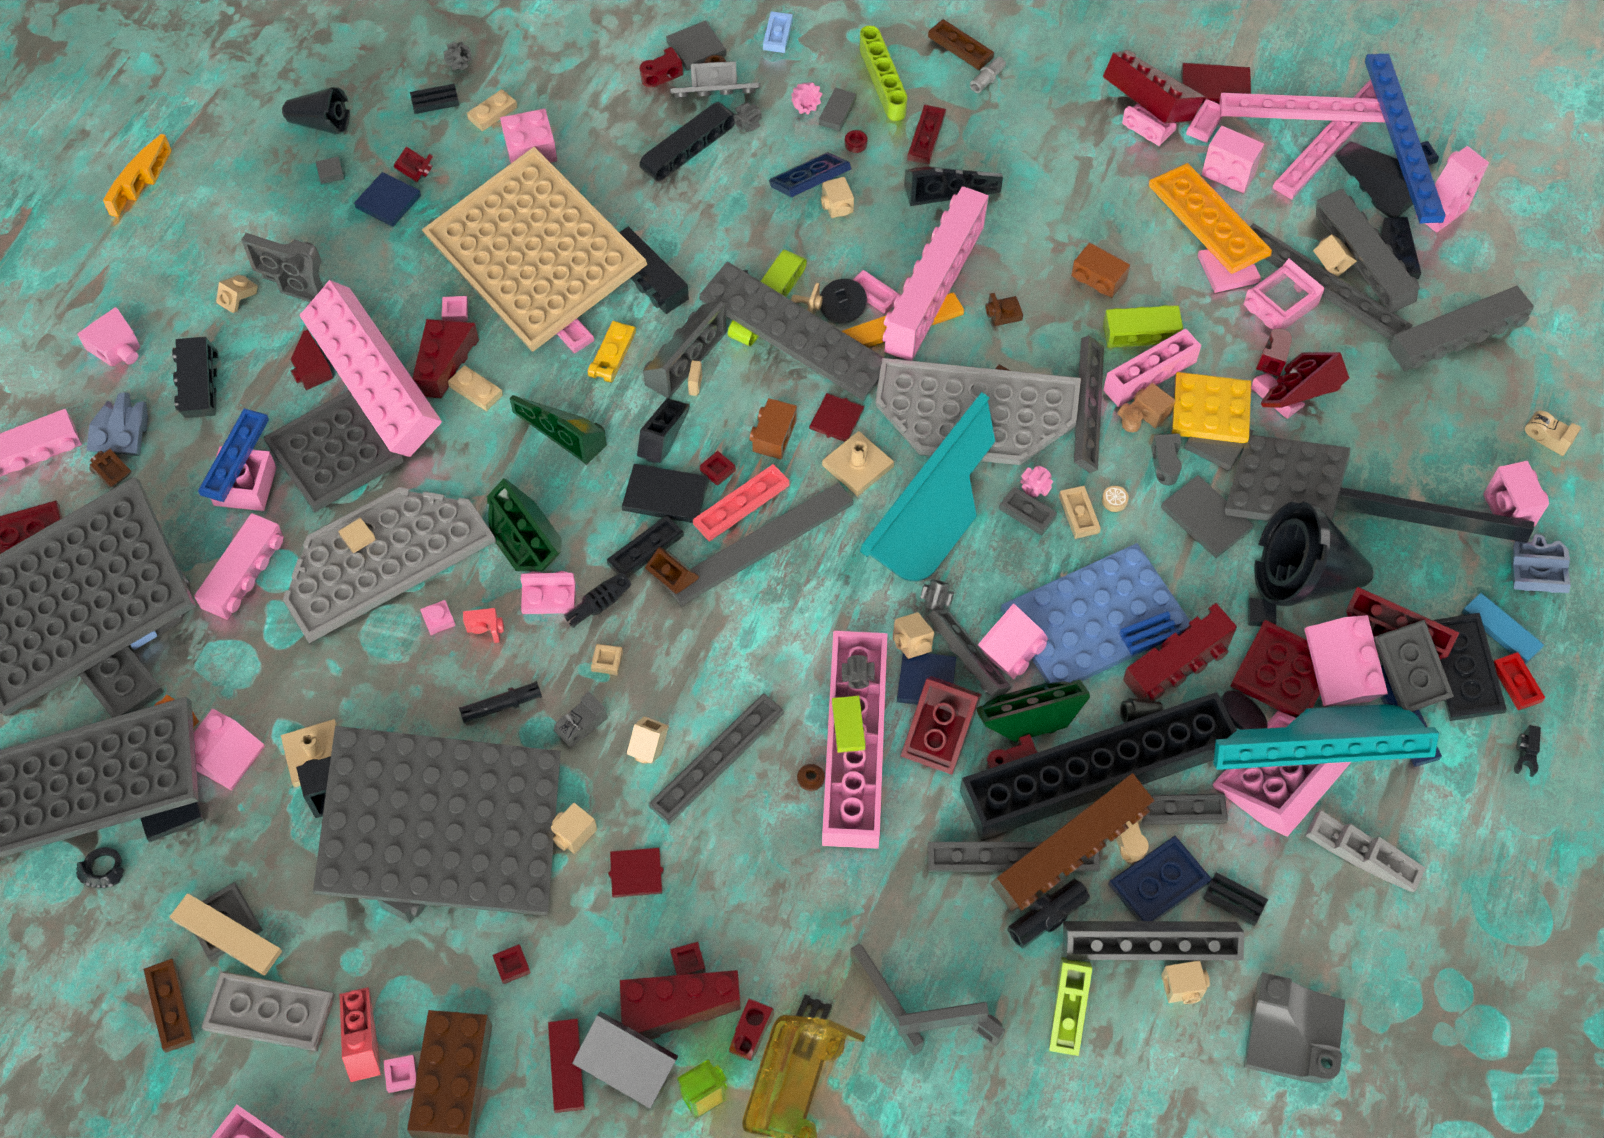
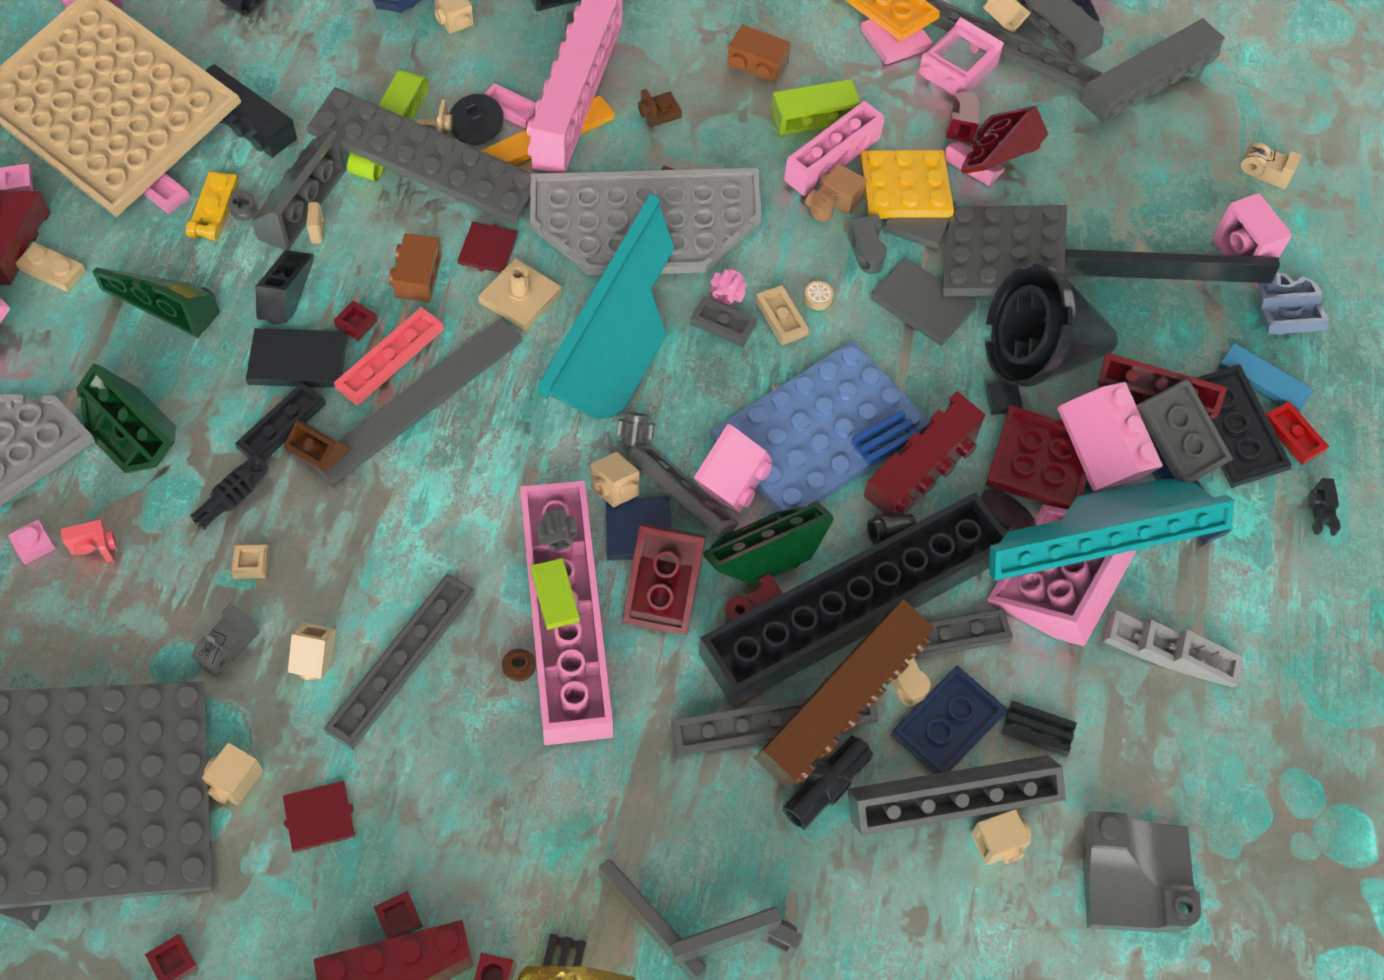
camera: 15 degrees left, 0 degrees up
(500, 702) = (121, 633): black pin -> none
(548, 592) = (166, 492): bright pink bracket -> none
(636, 361) = (242, 198): none -> dark grey bush
(1070, 1006) = (873, 890): lime slope -> none
(1089, 404) = (773, 203): dark grey plate -> none

